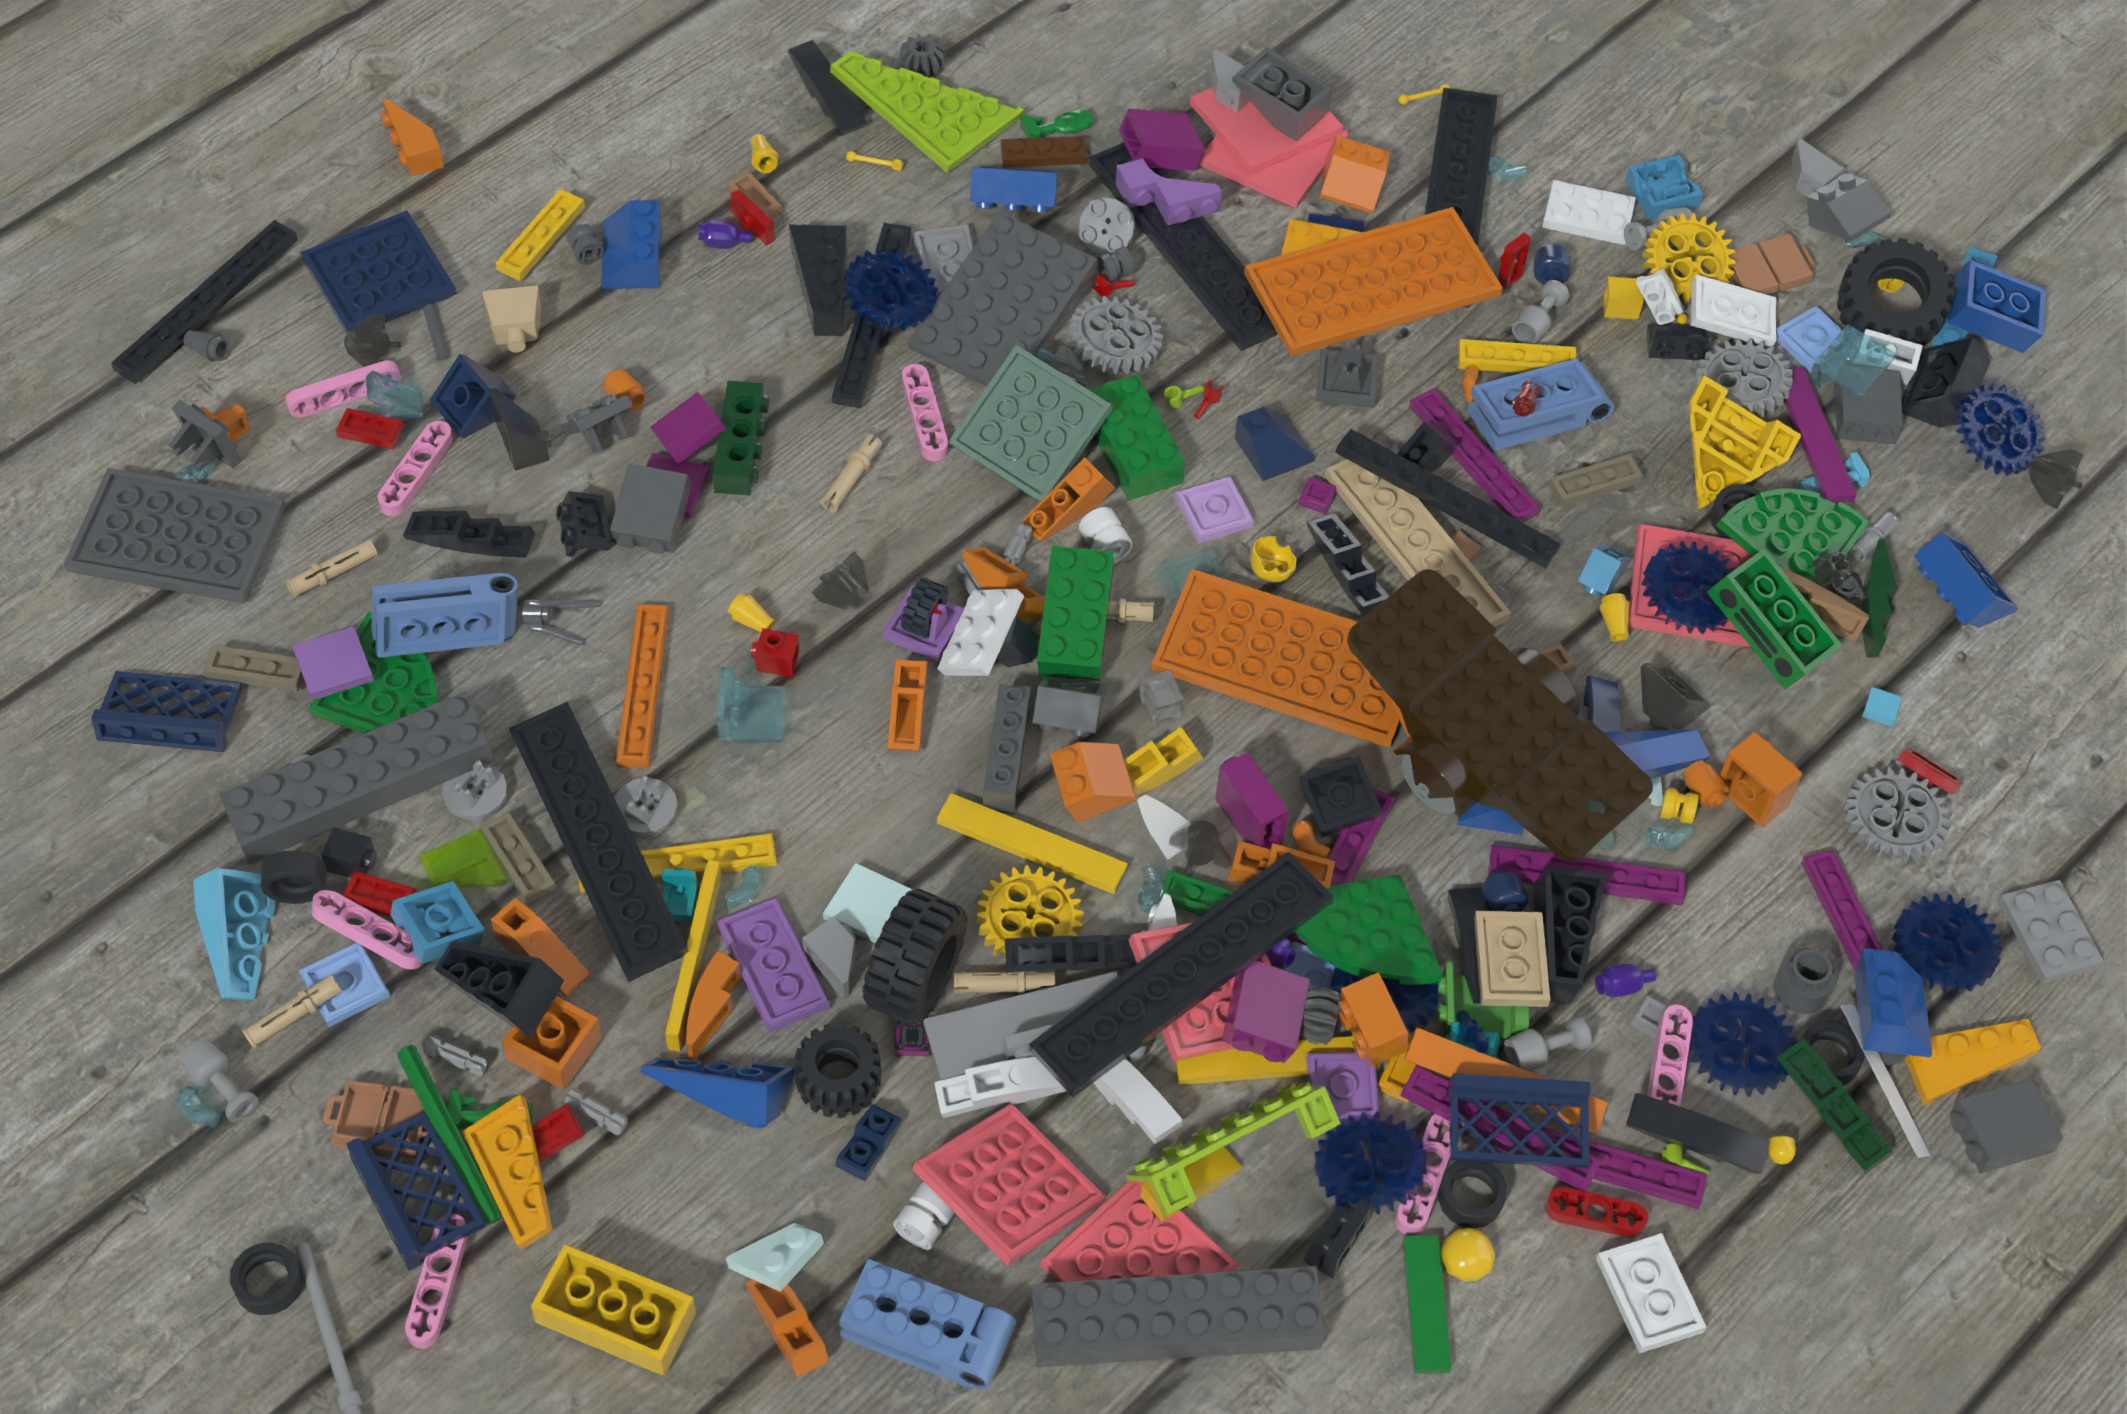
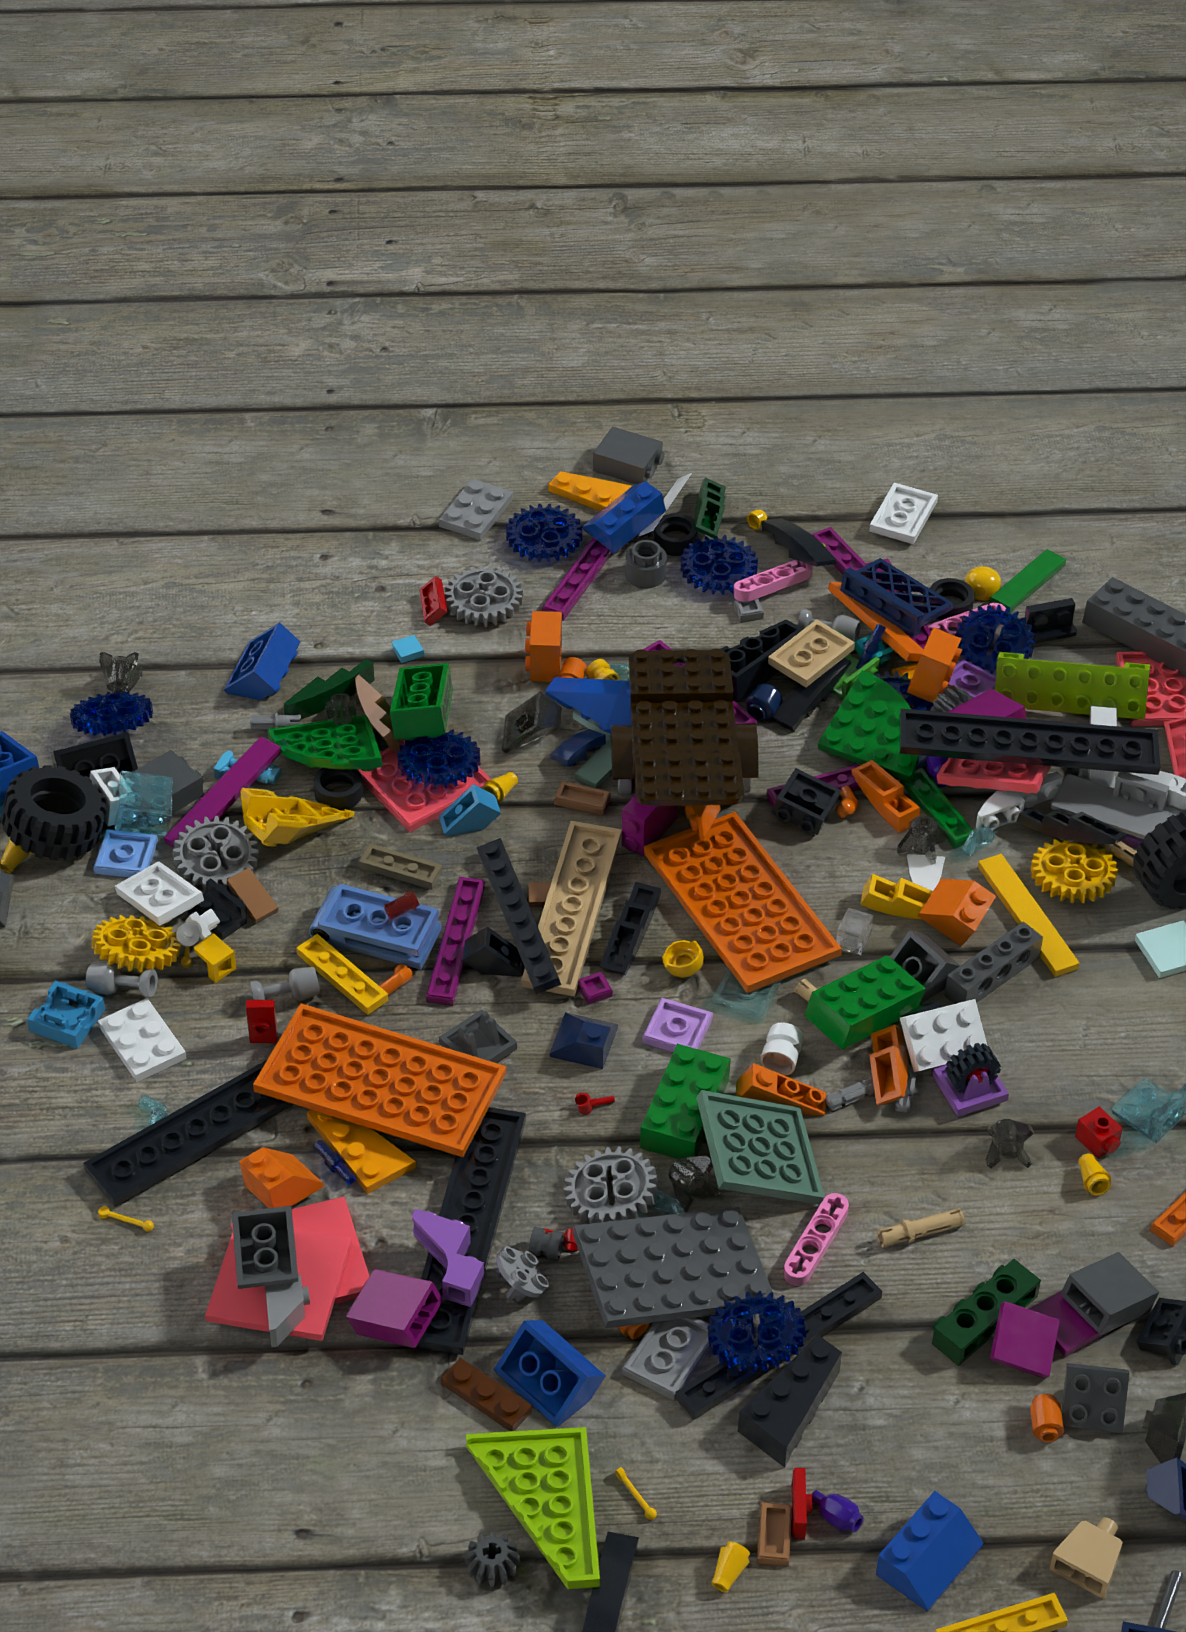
camera: 135 degrees left, 10 degrees down
(588, 247) = (971, 1580): dark grey wheel -> none
(907, 705) = (1033, 1041): orange slope -> none
(1064, 123) = (439, 1406): green piece -> none
(1178, 396) = (614, 1120): lime hand -> none
(1251, 802) = (871, 825): magenta brick -> none
(1552, 262) = (229, 1013): dark blue head -> none
(1584, 1220) = (879, 547): red beam -> none
(1623, 980) = (743, 627): dark purple plant -> none
(1668, 367) = (253, 894): none -> medium nougat tile
(1772, 265) = (79, 909): nougat piece -> none

